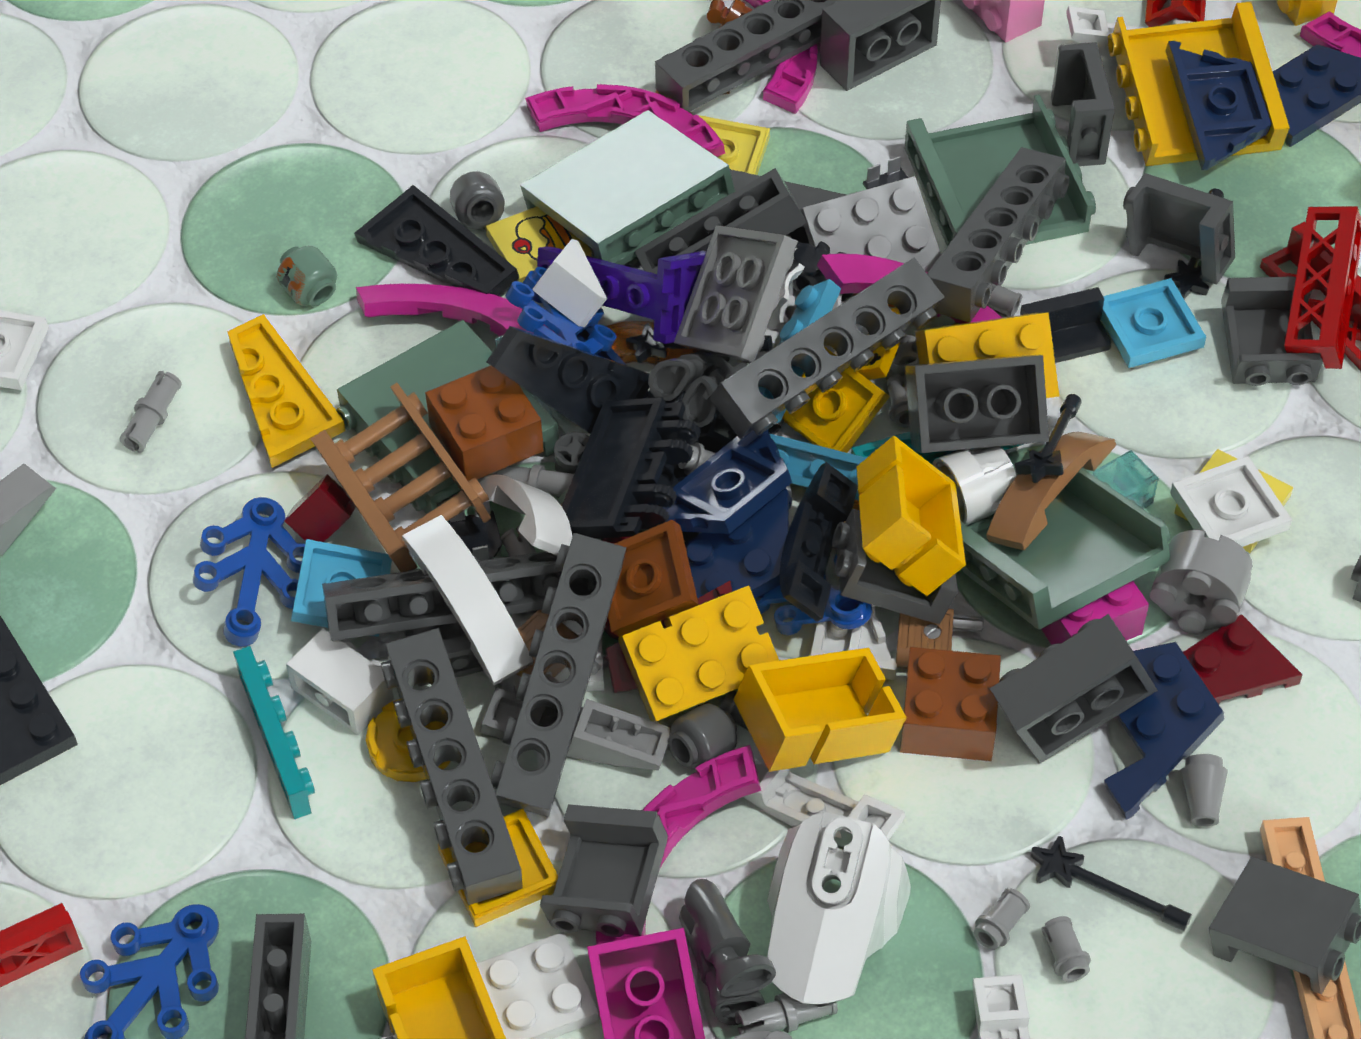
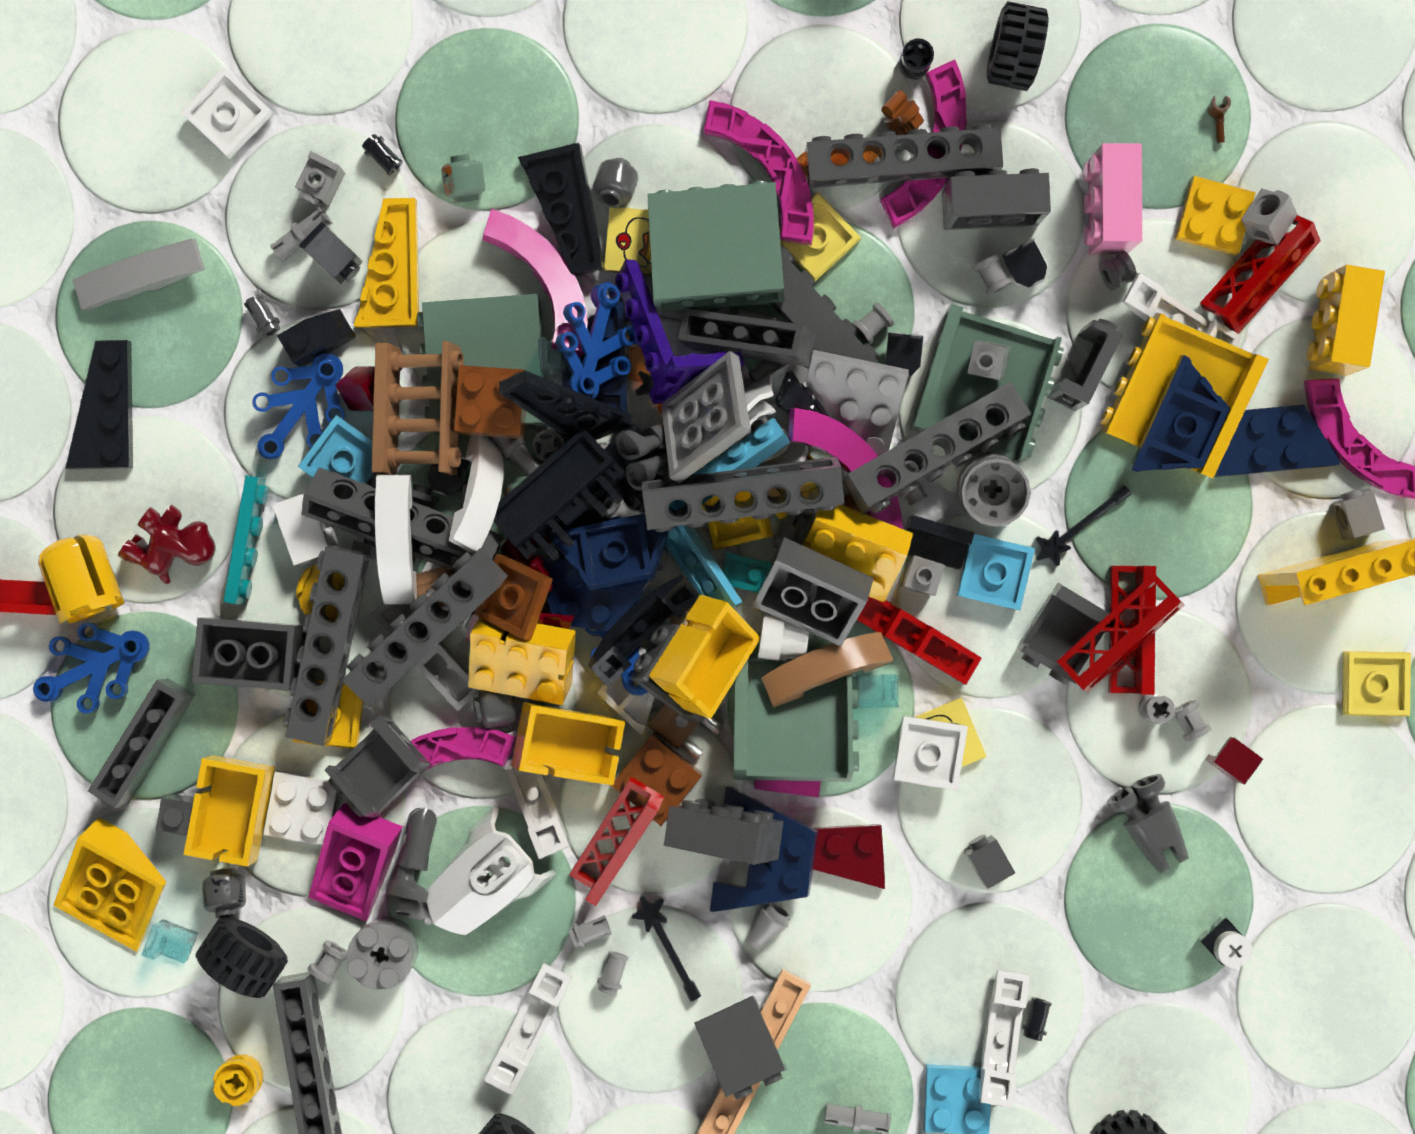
camera: 30 degrees right, 35 degrees up
(84, 869) = (79, 578): none -> yellow cylinder
(140, 350) = (324, 191): none -> light grey brick
(162, 511) = (261, 314): none -> dark grey pin
(198, 300) = (381, 153): none -> black pin
(200, 399) = (331, 253): none -> black slope
(206, 768) = (167, 541): none -> dark red animal
(224, 491) = (316, 336): none -> black slope
(355, 839) = (246, 653): none -> dark grey brick
(572, 285) = (616, 318): white slope -> none
(843, 177) = (873, 323): none -> light grey bush
(927, 92) = (992, 274): none -> light grey bush
(953, 70) = (1026, 265): none -> black piece
(971, 778) = (624, 848): none -> red fence
(984, 144) = (989, 359): none -> light grey brick
(1045, 31) = (1117, 270): none -> dark grey wheel
(1049, 460) = (824, 661): black piece -> none
(1079, 359) = (922, 575): none -> light grey brick
(1084, 240) = (1006, 502): none -> light grey wheel
(1138, 419) = (920, 639): none -> red slope
(1181, 221) = (1083, 540): dark grey panel -> none
(1202, 581) = (867, 800): light grey brick -> none

